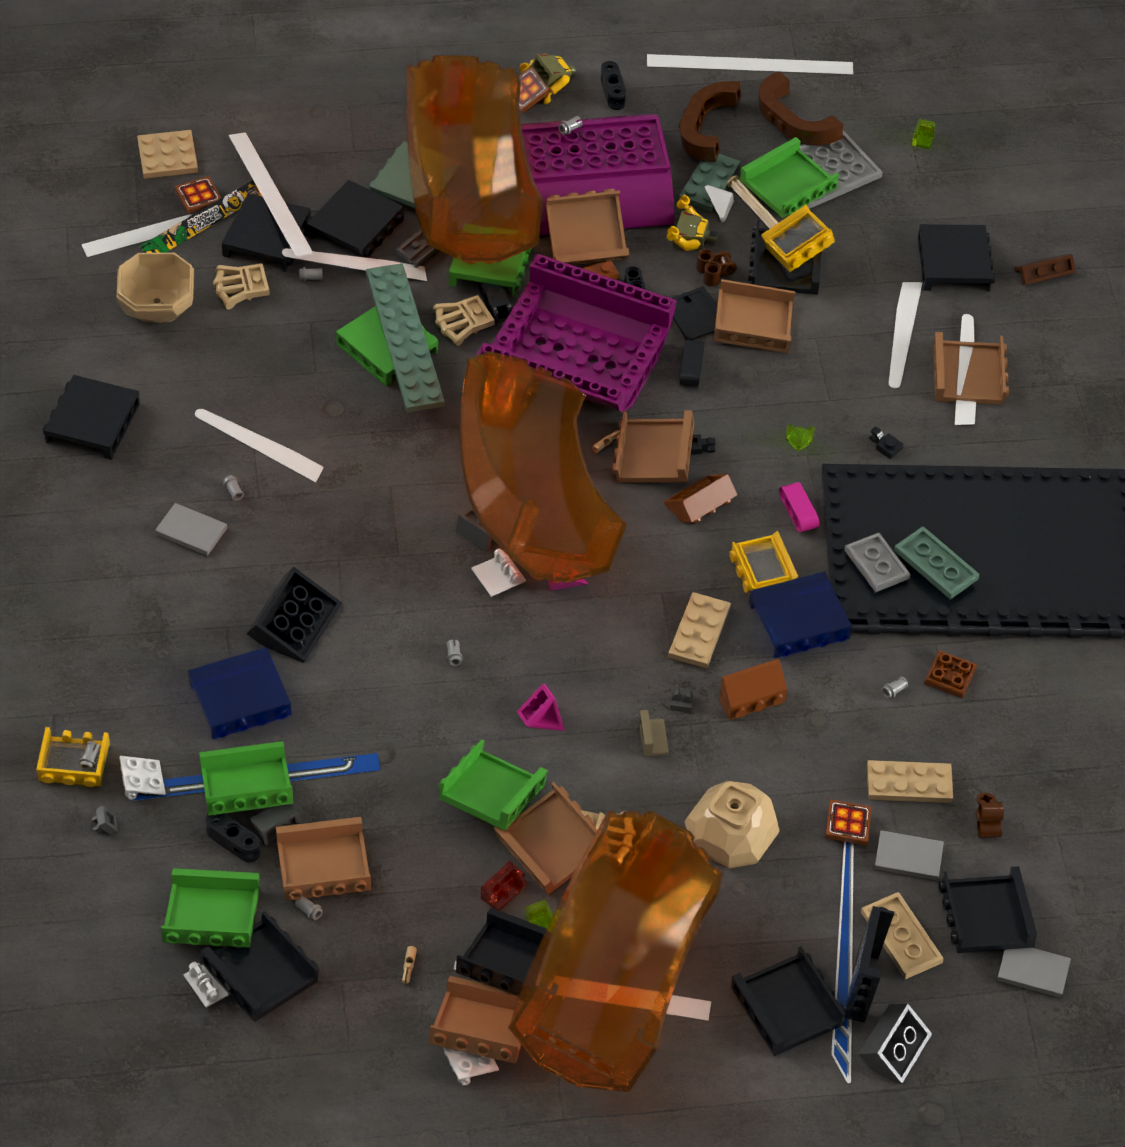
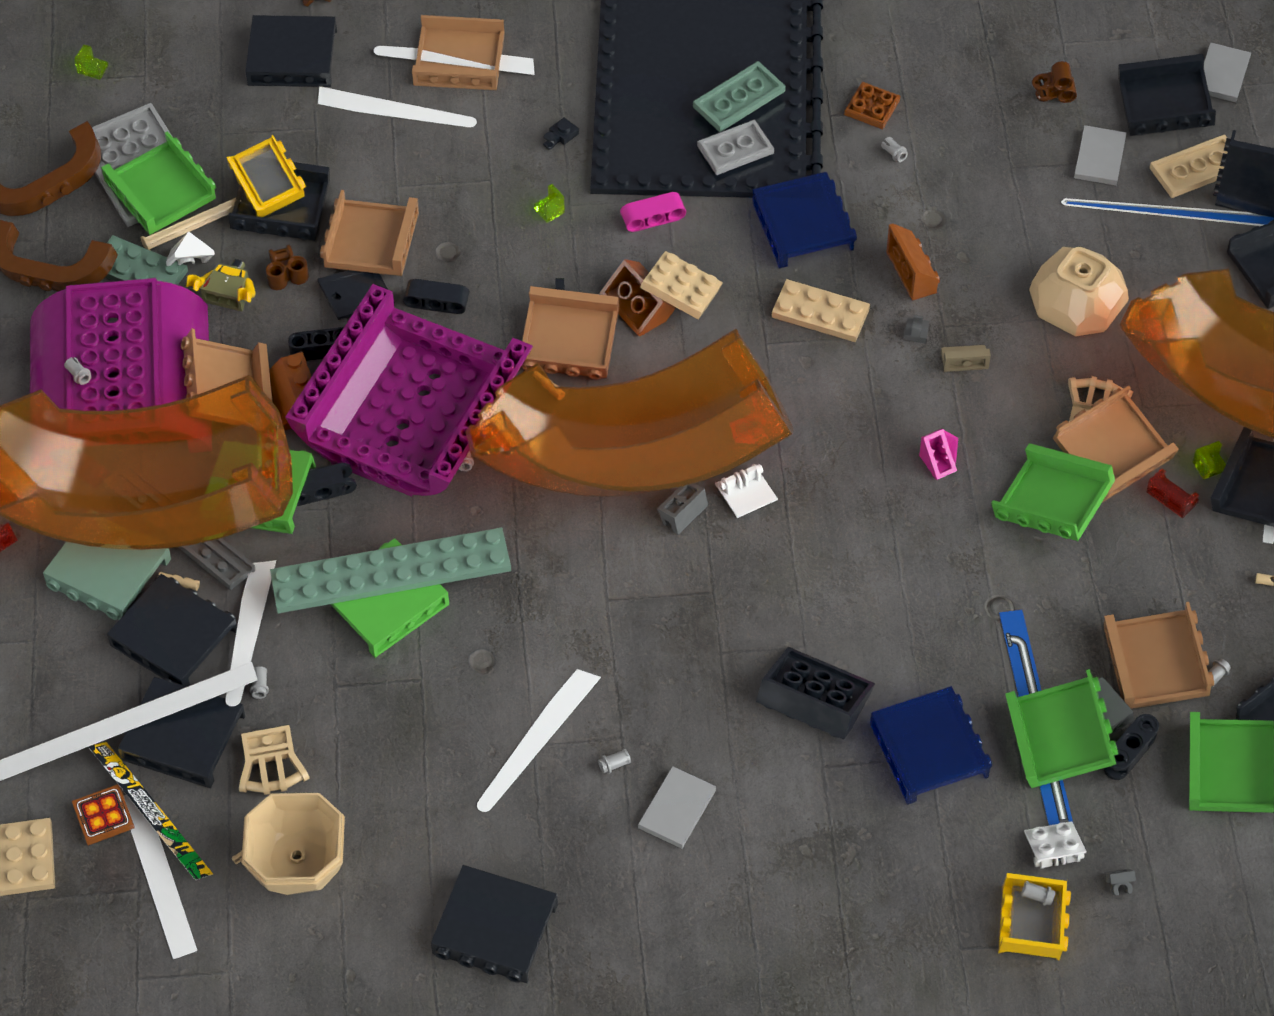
camera: 85 degrees left, 5 degrees up
(405, 225) = (185, 582): none -> tan pin
(454, 657) = (862, 534): light grey pin -> none
(474, 316) = (345, 506): tan plate -> none
(708, 519) = (681, 285): none -> tan plate
(762, 562) = (736, 245): window -> none
(848, 822) = (1068, 197): tile -> none
(909, 781) = (1010, 148): tan plate -> none

